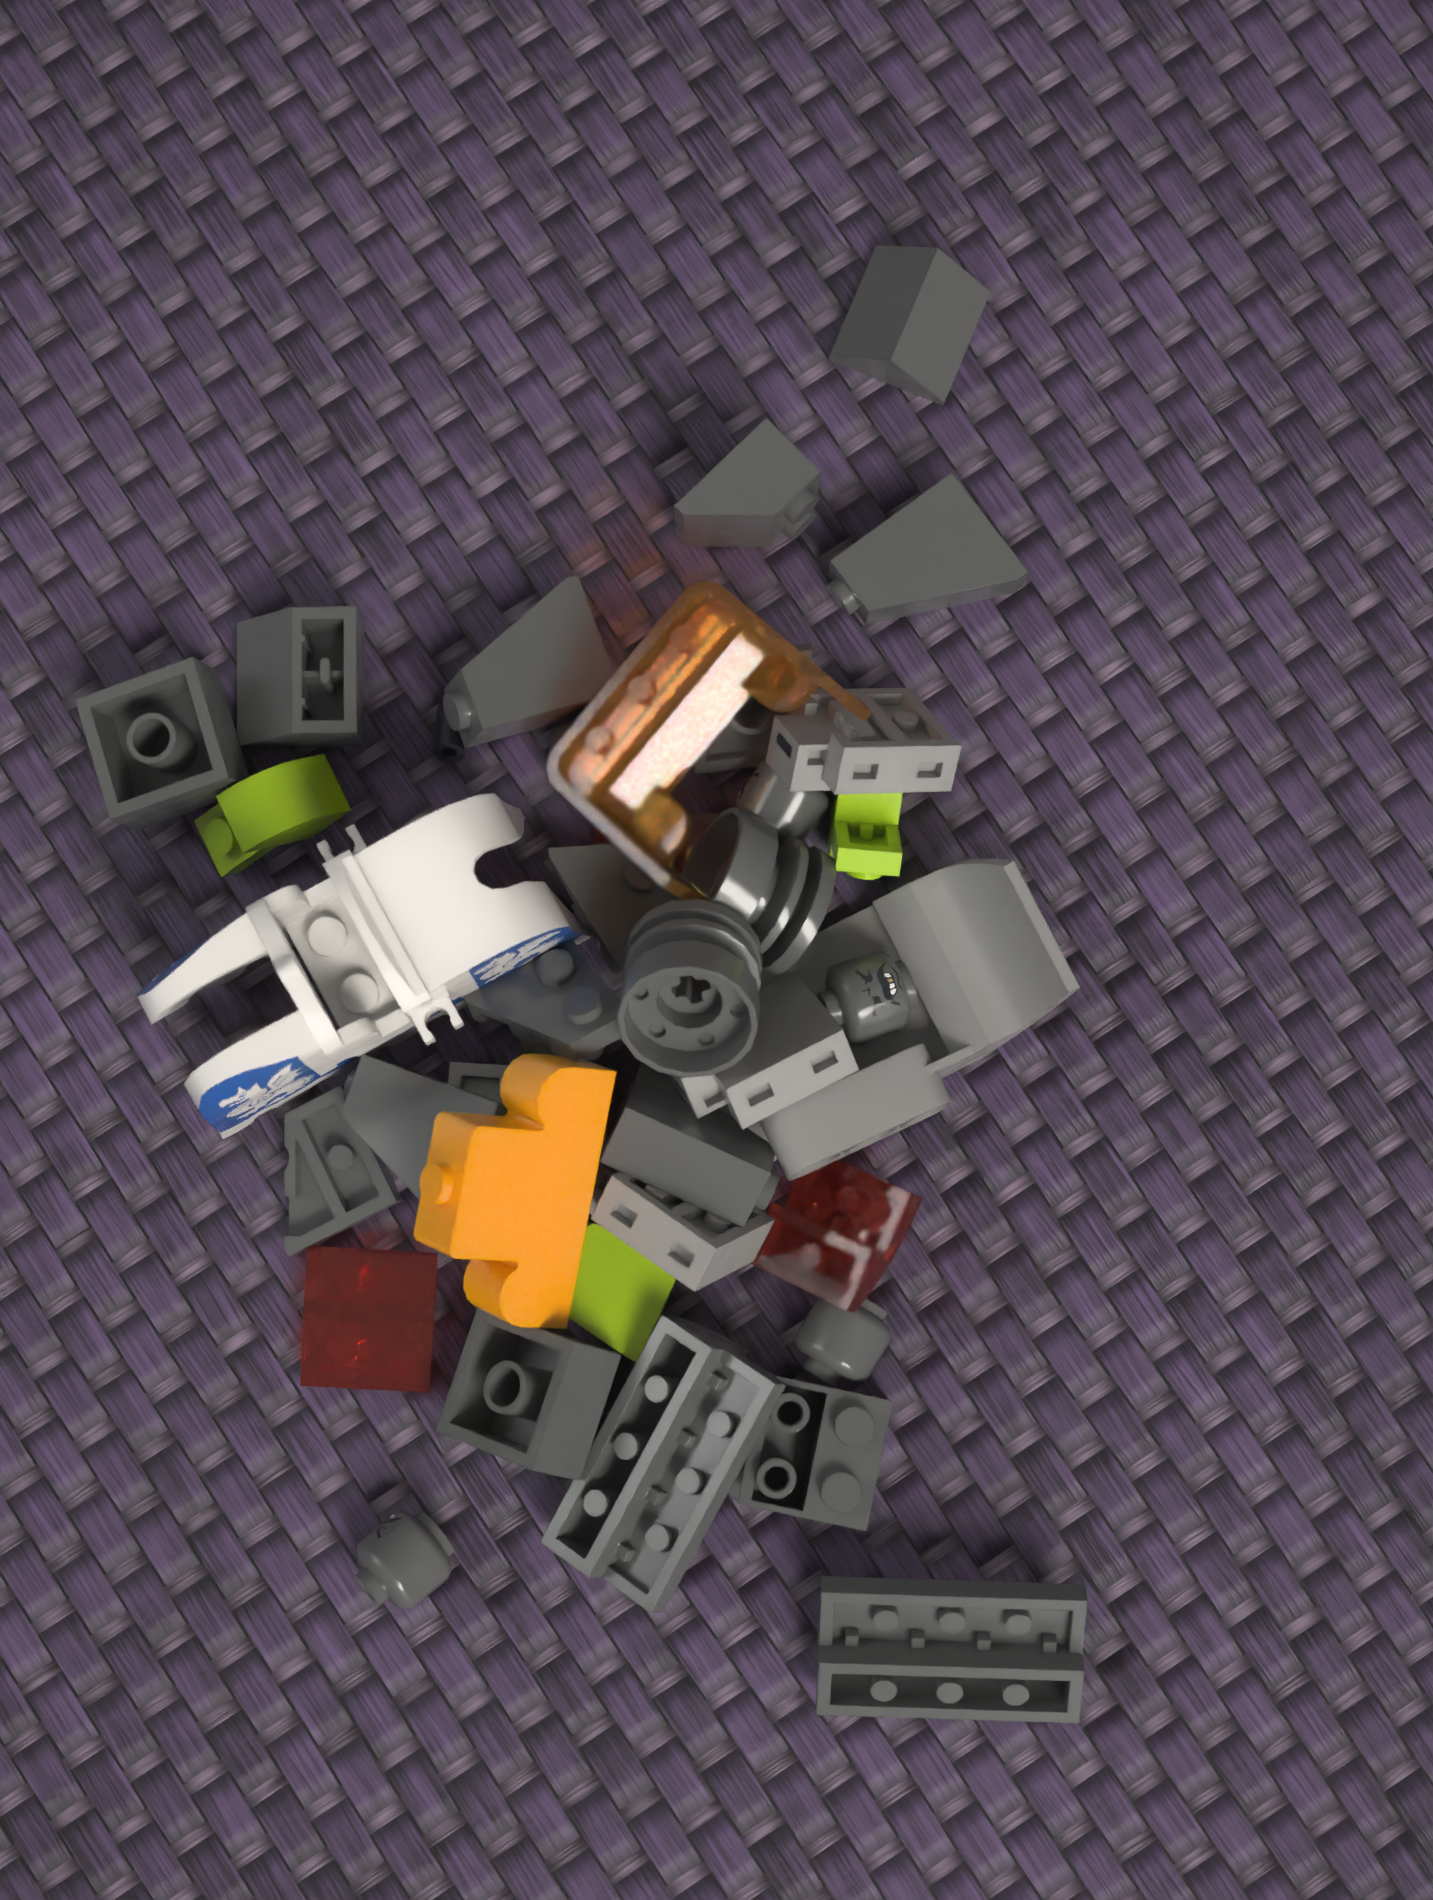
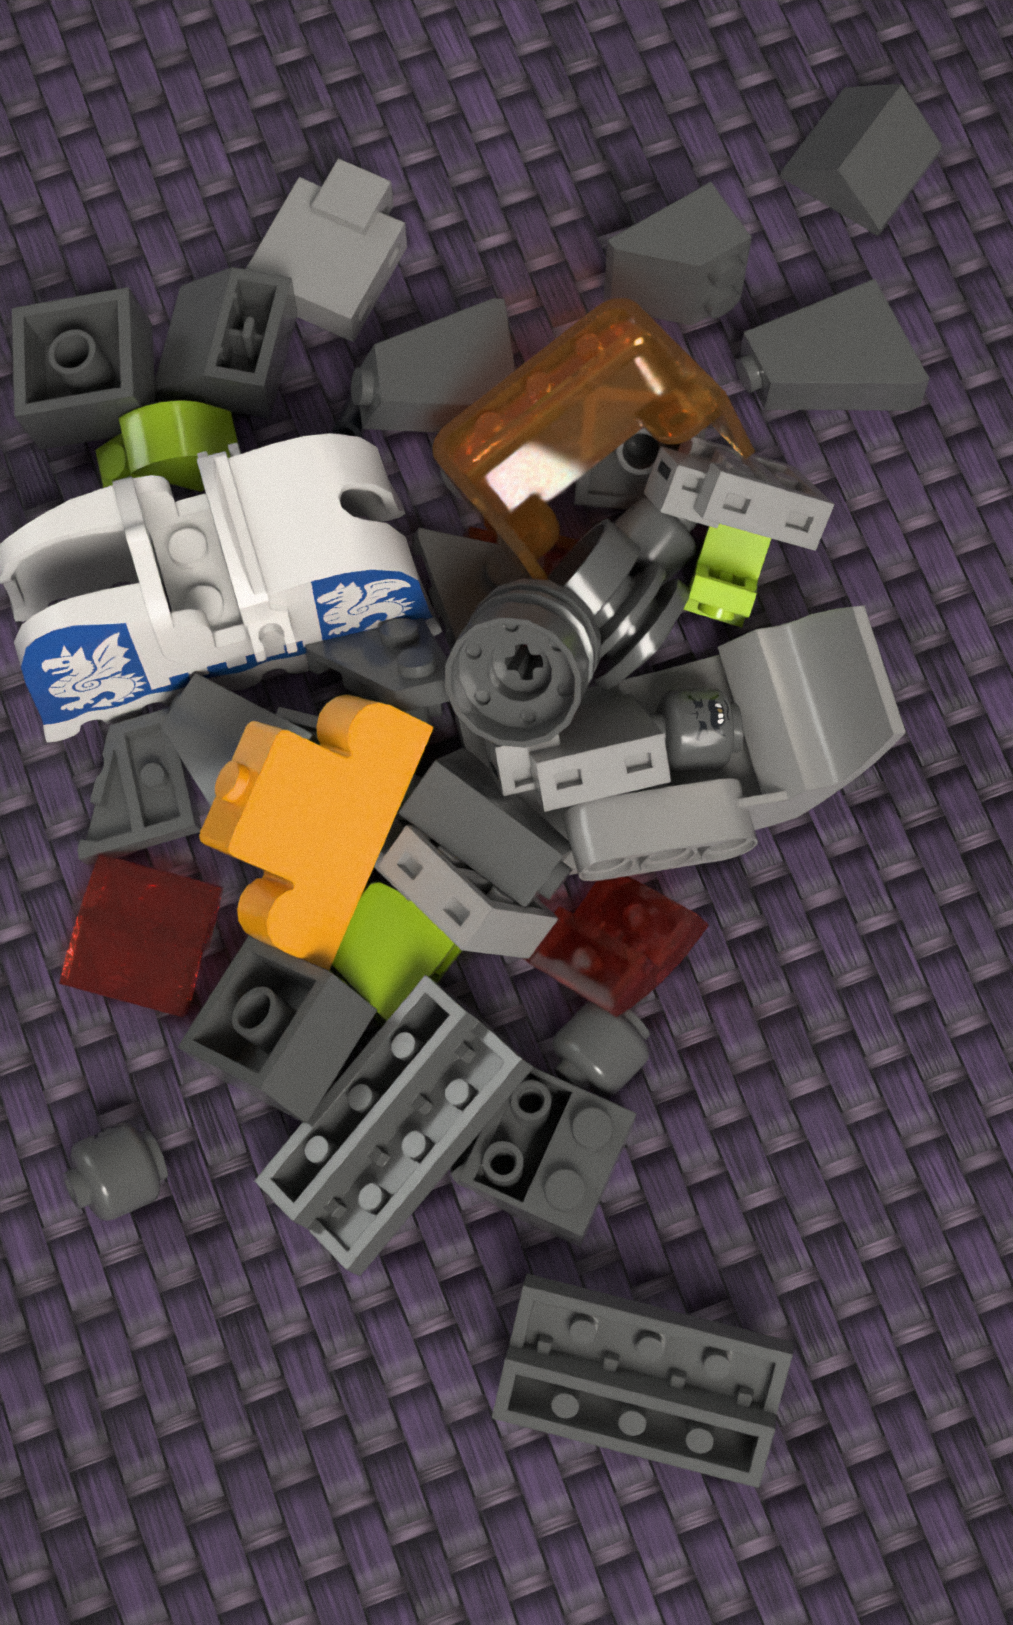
camera: 15 degrees right, 10 degrees down
(384, 548) = (335, 247): none -> light grey piece

